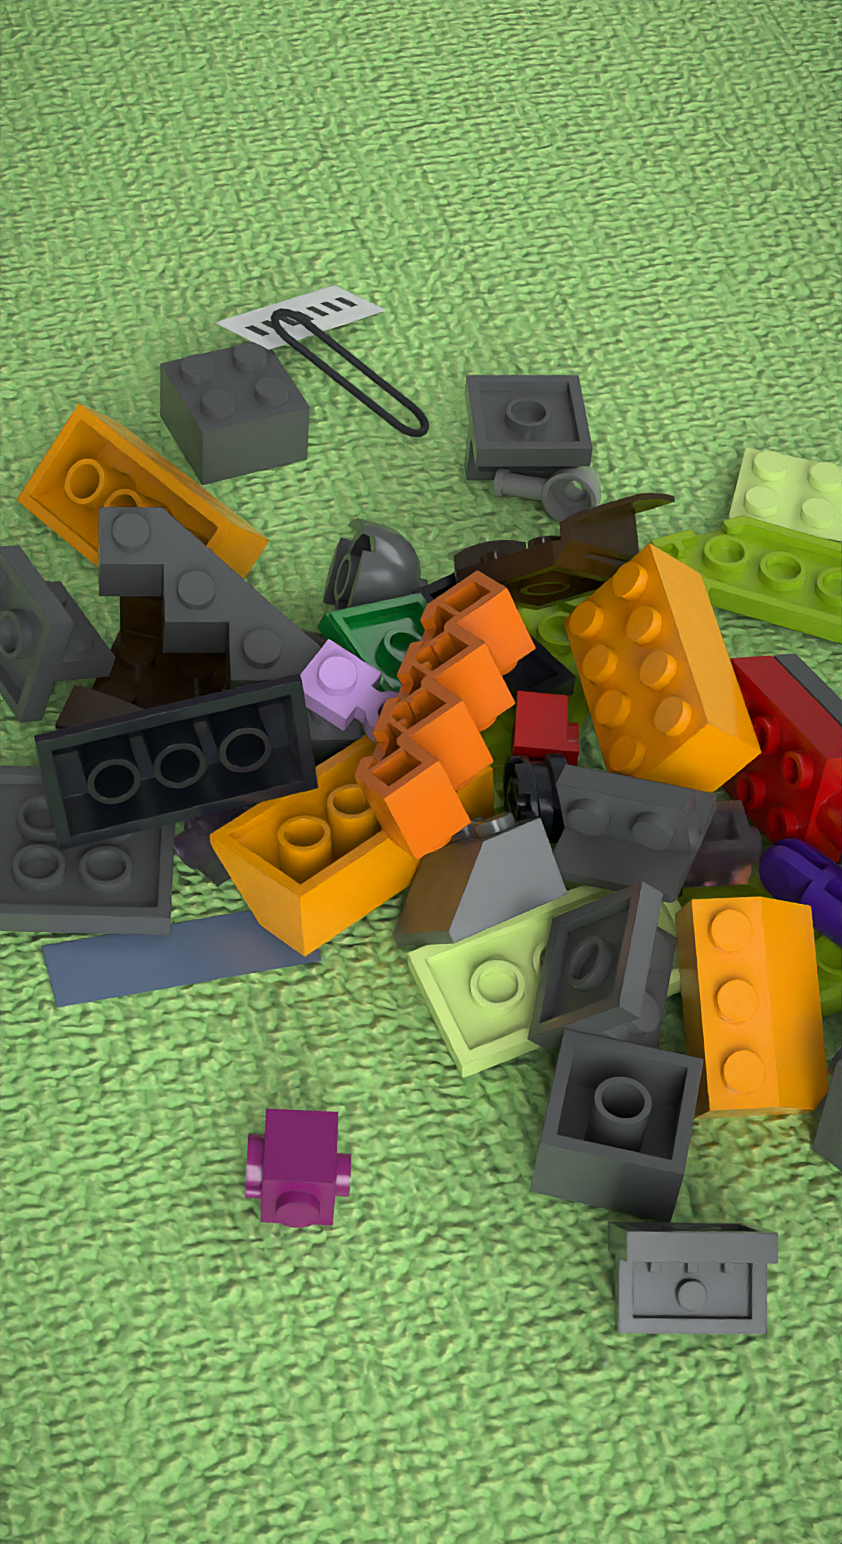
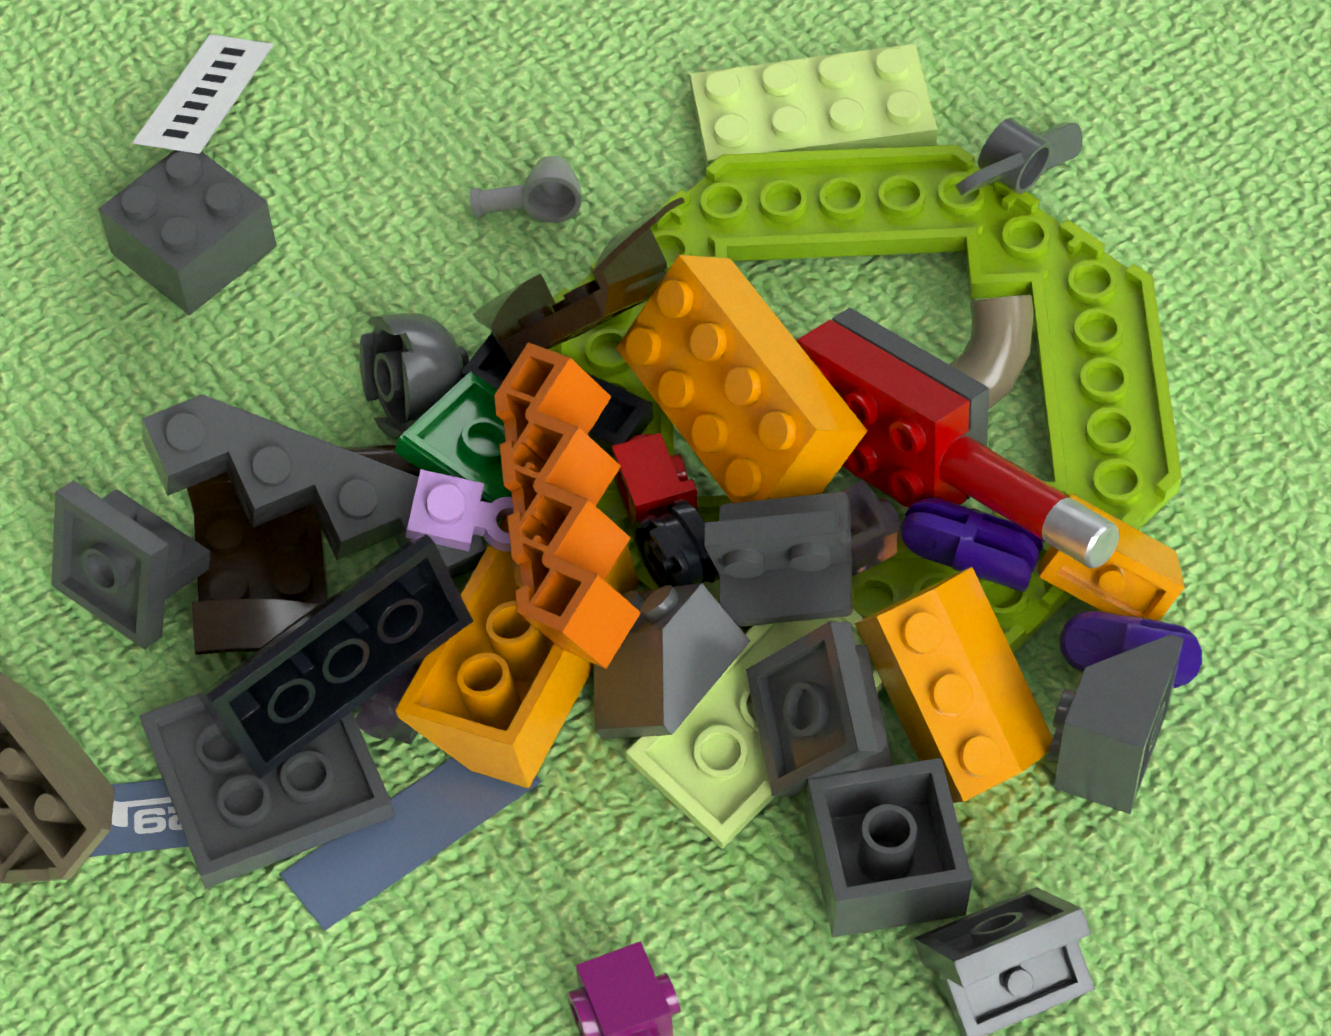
camera: 15 degrees left, 10 degrees up
(107, 465) = (115, 362): light orange slope -> none
(344, 382) = (204, 101): black piece -> none
(525, 425) = (480, 137): dark grey bracket -> none

